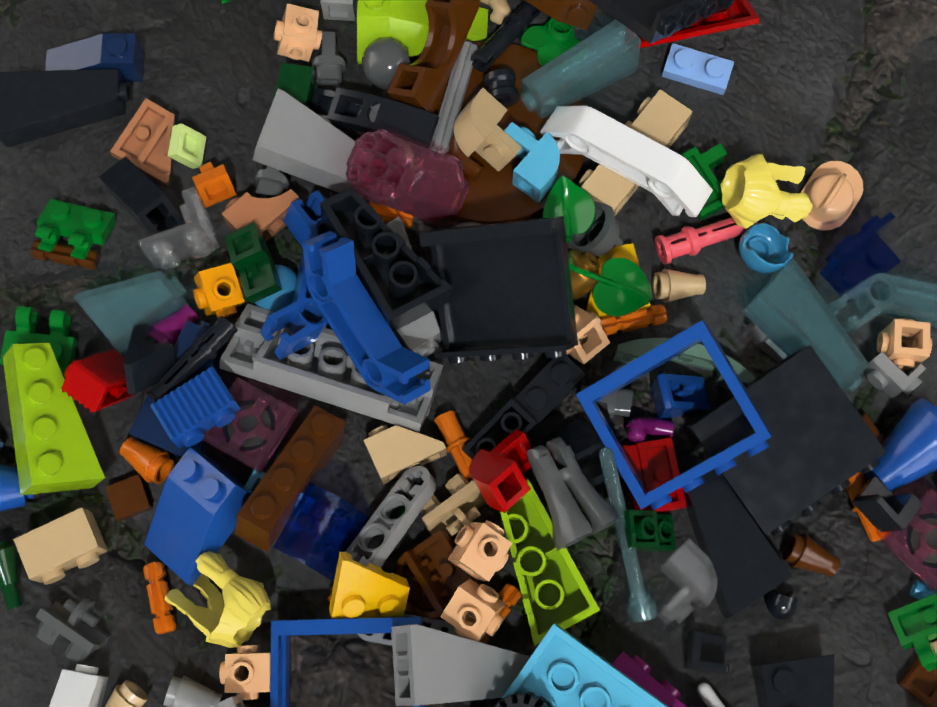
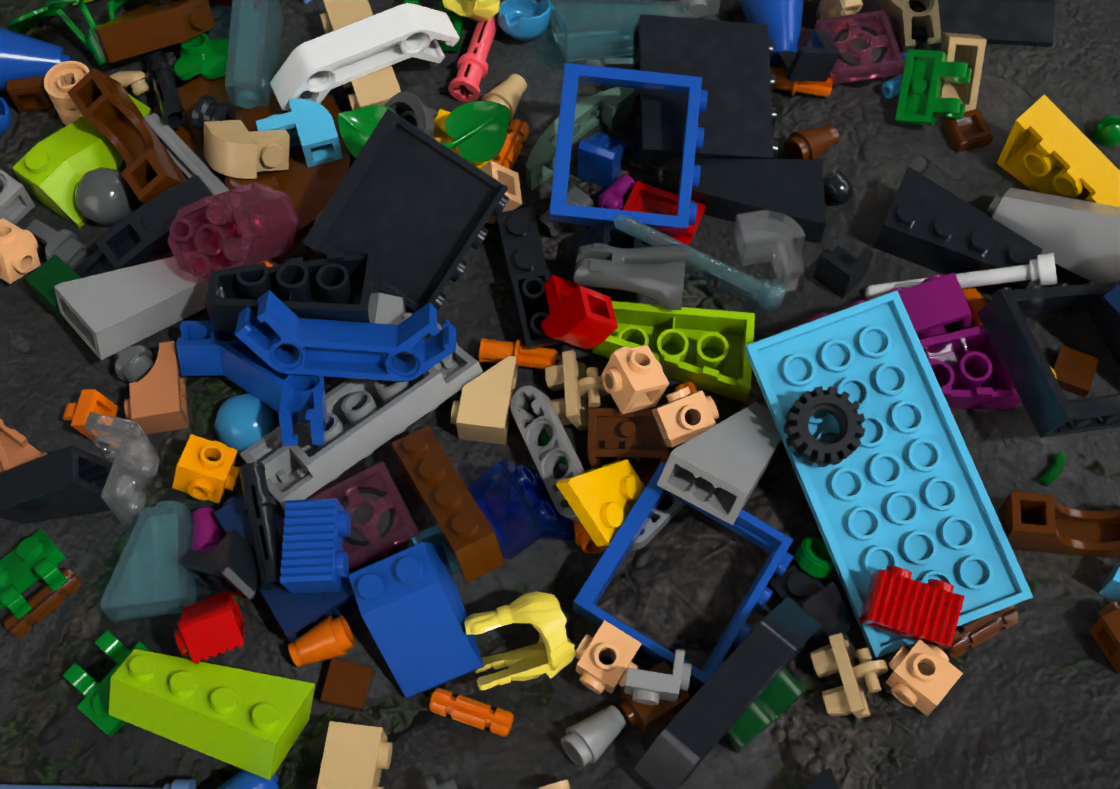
camera: 55 degrees left, 10 degrees down
(186, 146) = (31, 418): yellowish green plate -> none
(254, 262) = (206, 417): dark green slope -> none
(649, 531) = (709, 240): dark green slope -> none

